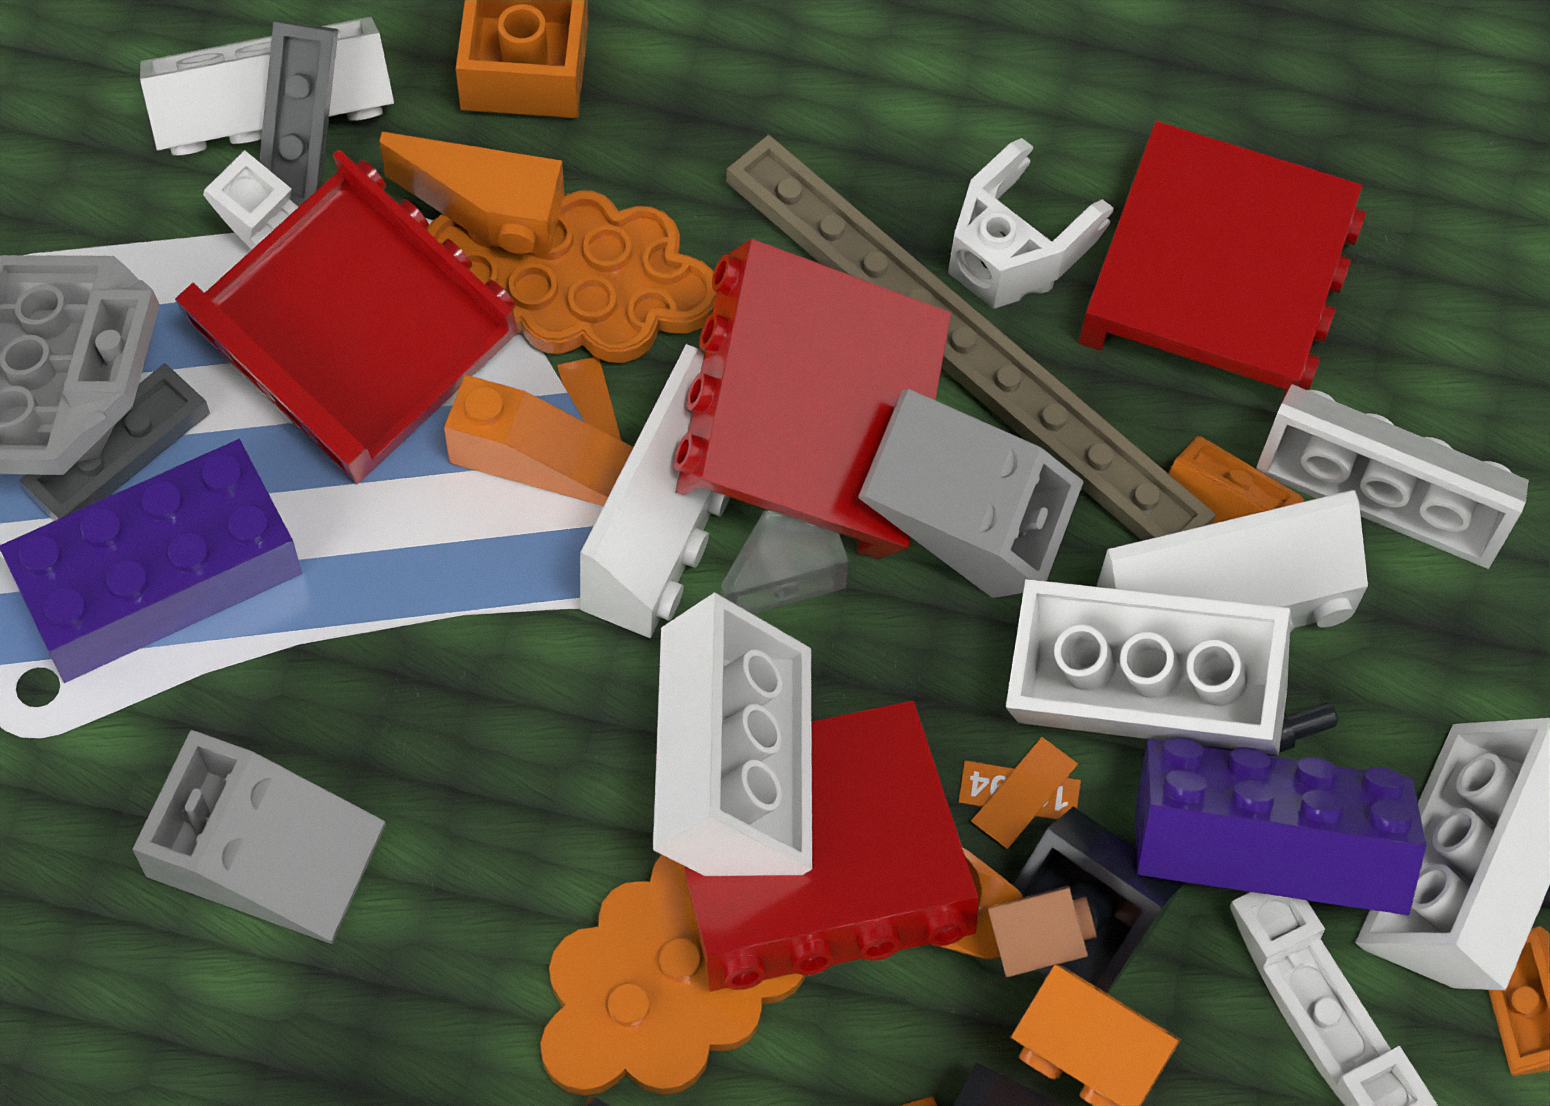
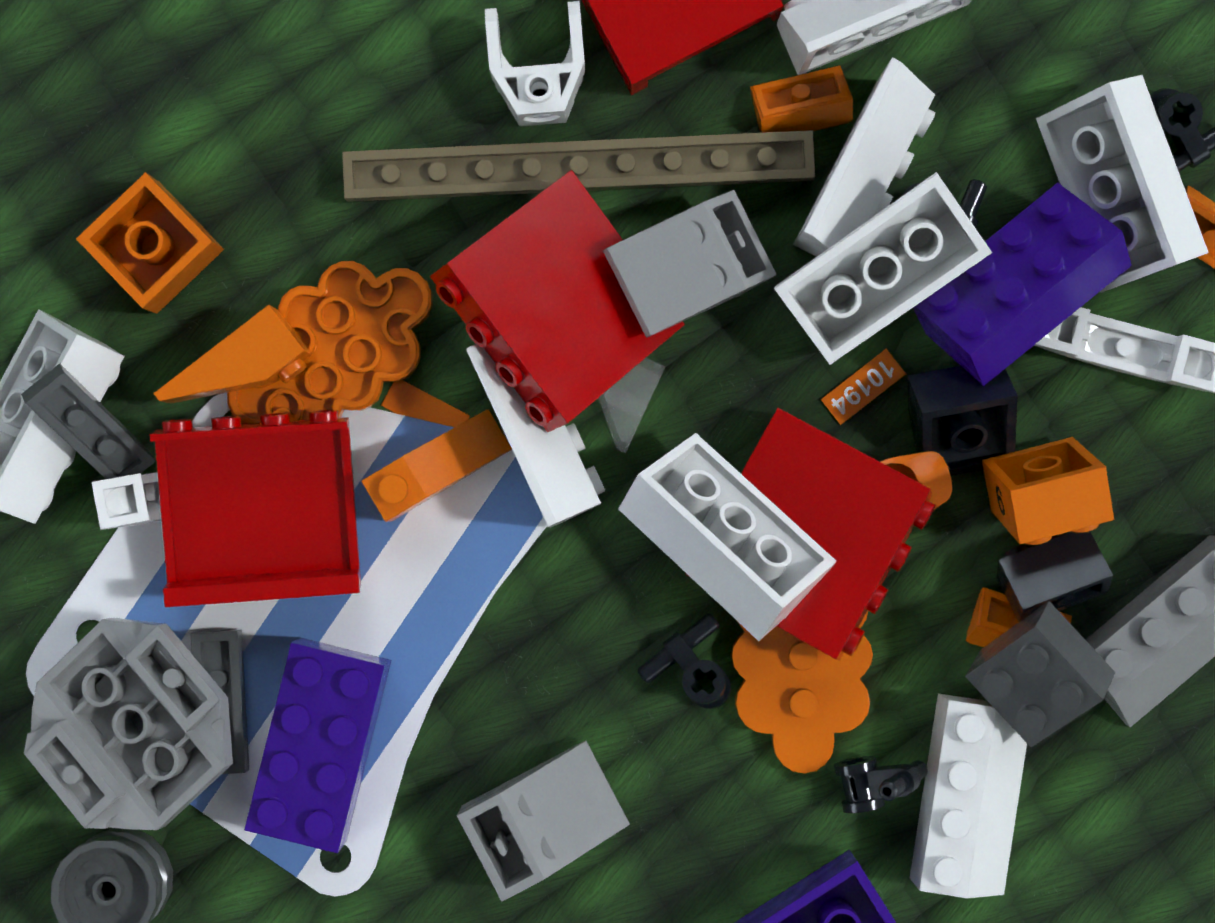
camera: 50 degrees left, 25 degrees up
(560, 864) = (679, 649): none -> black piece
(1024, 792) = (868, 386): orange sticker -> none
(1041, 930) = (969, 467): nougat brick -> none

